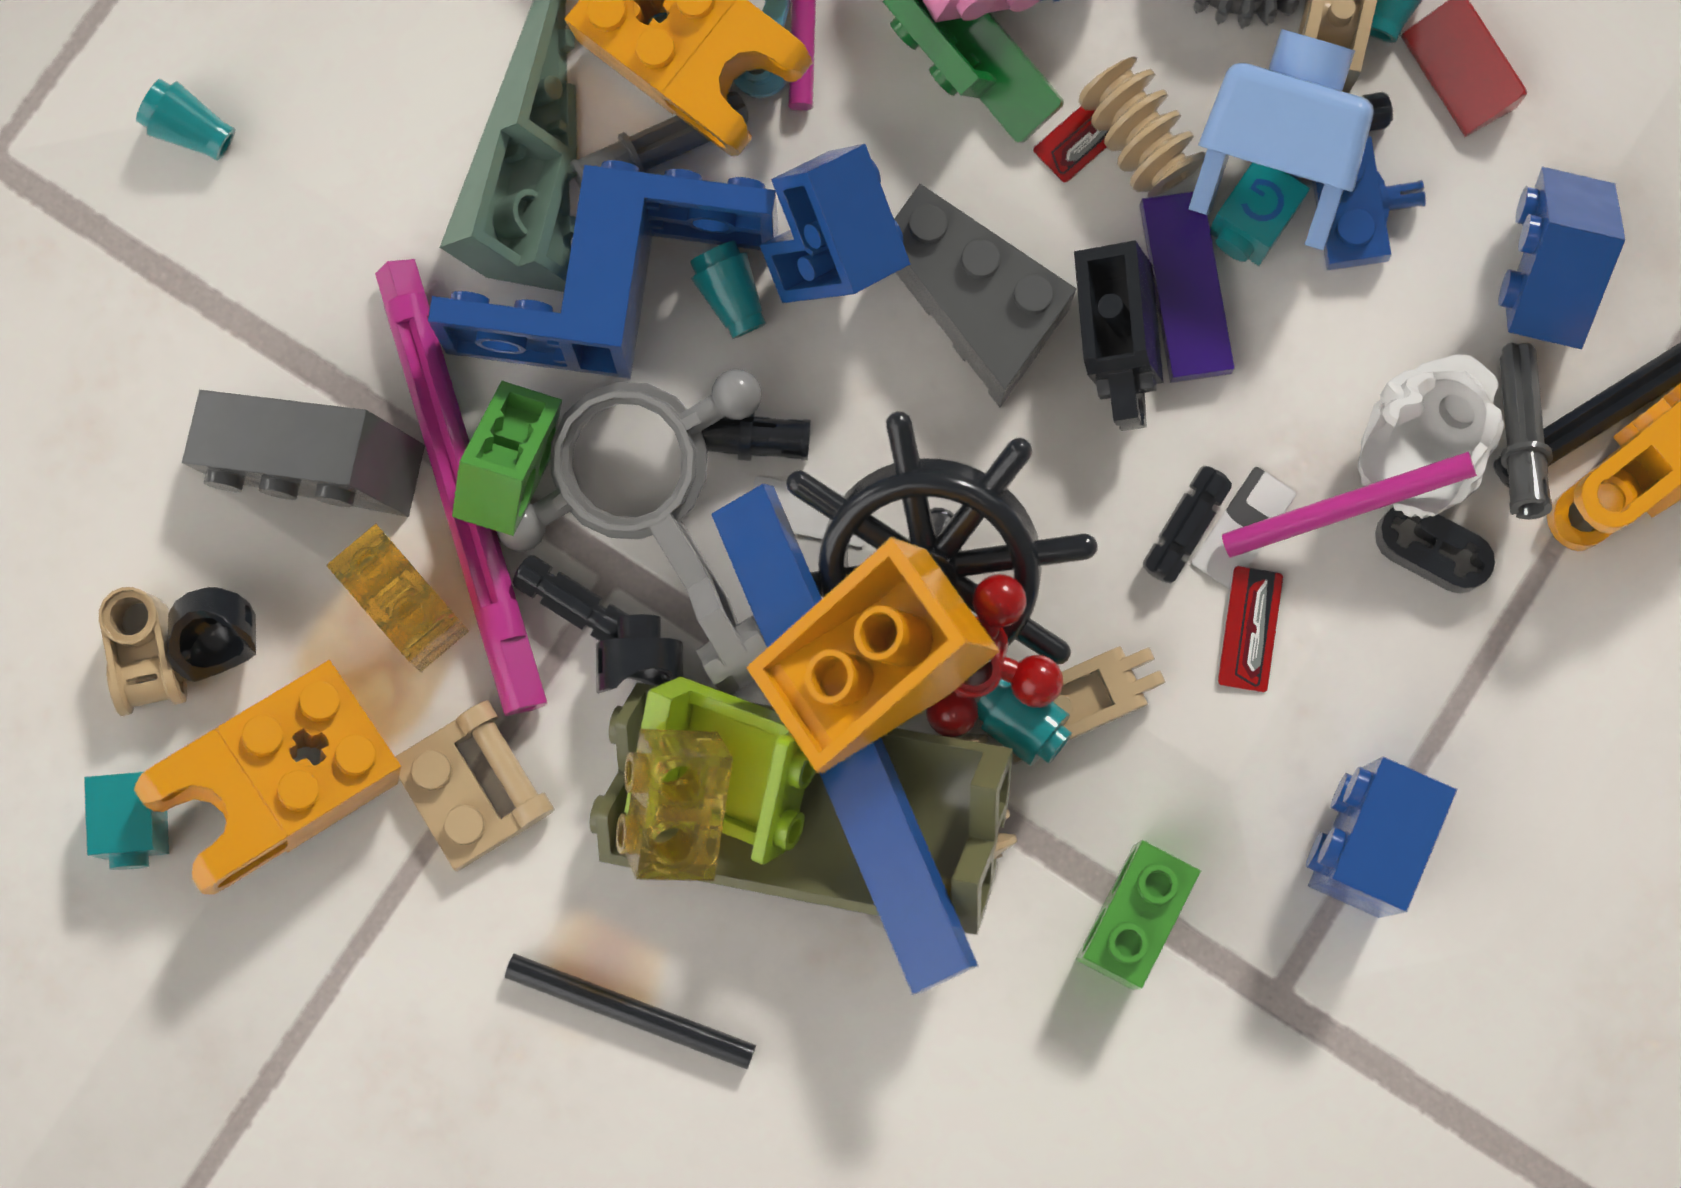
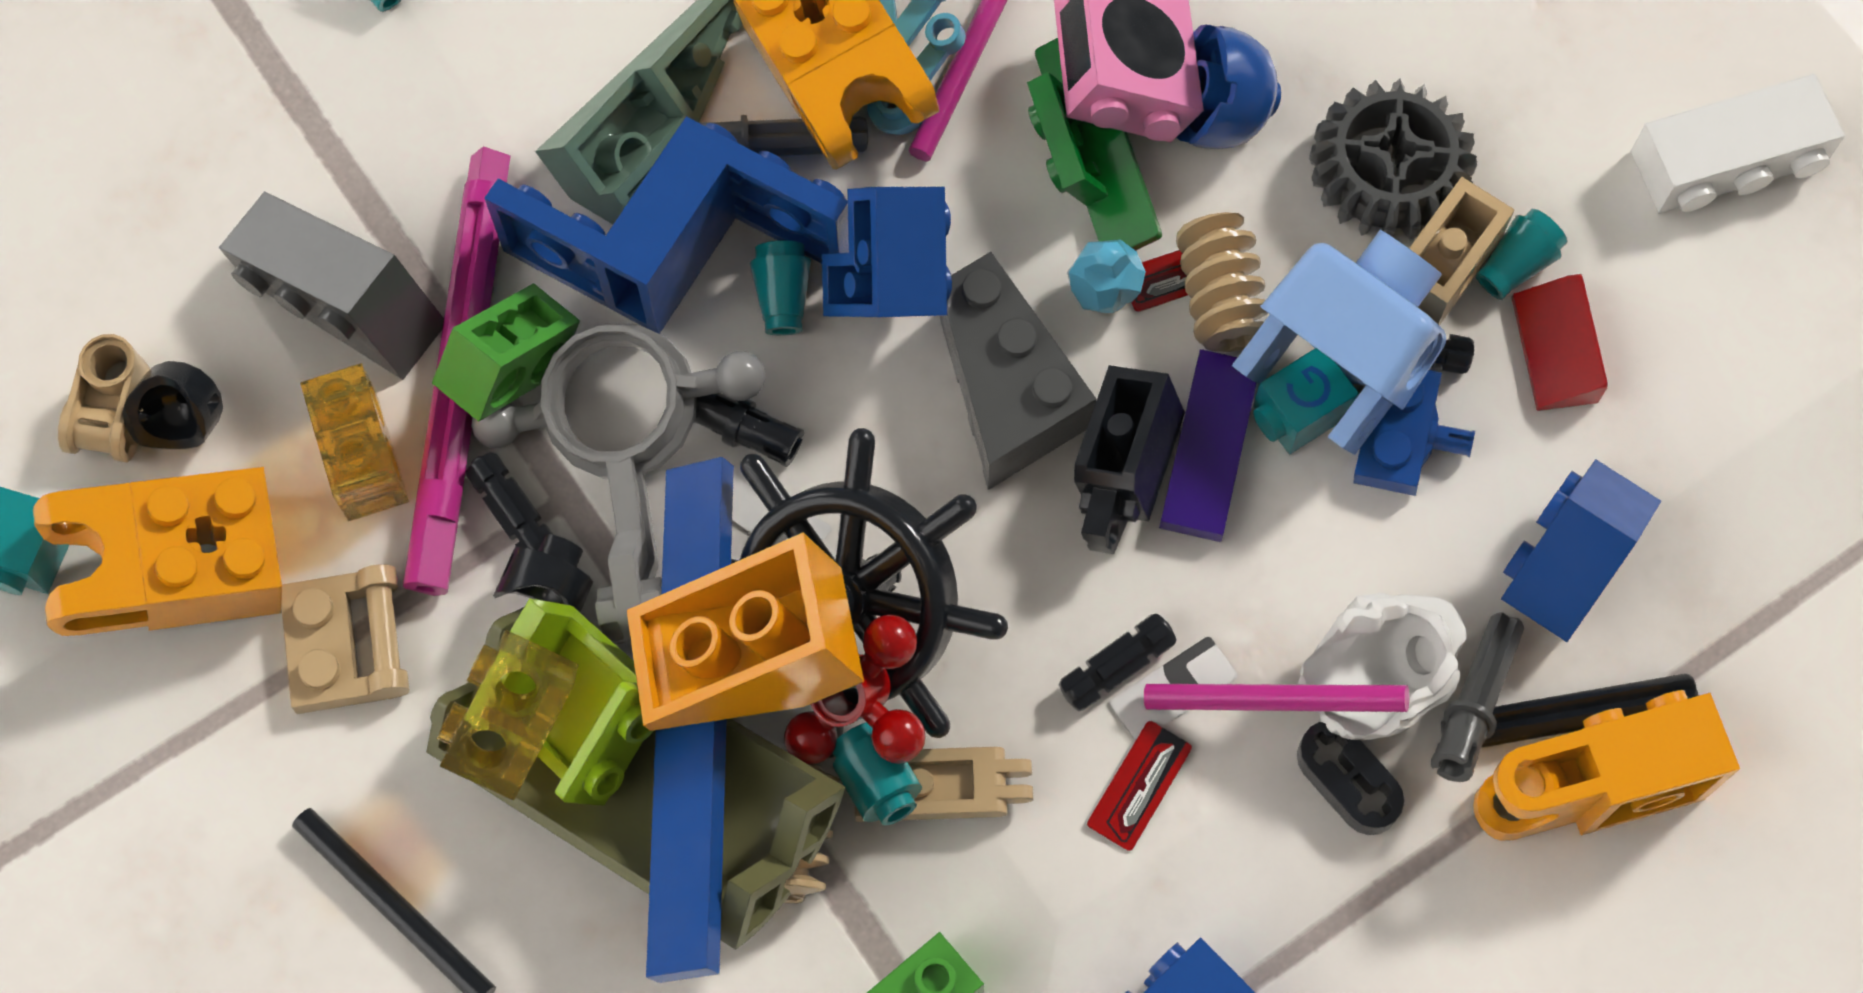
camera: 25 degrees right, 10 degrees down
(1029, 161) = (1106, 276): none -> medium azure rock

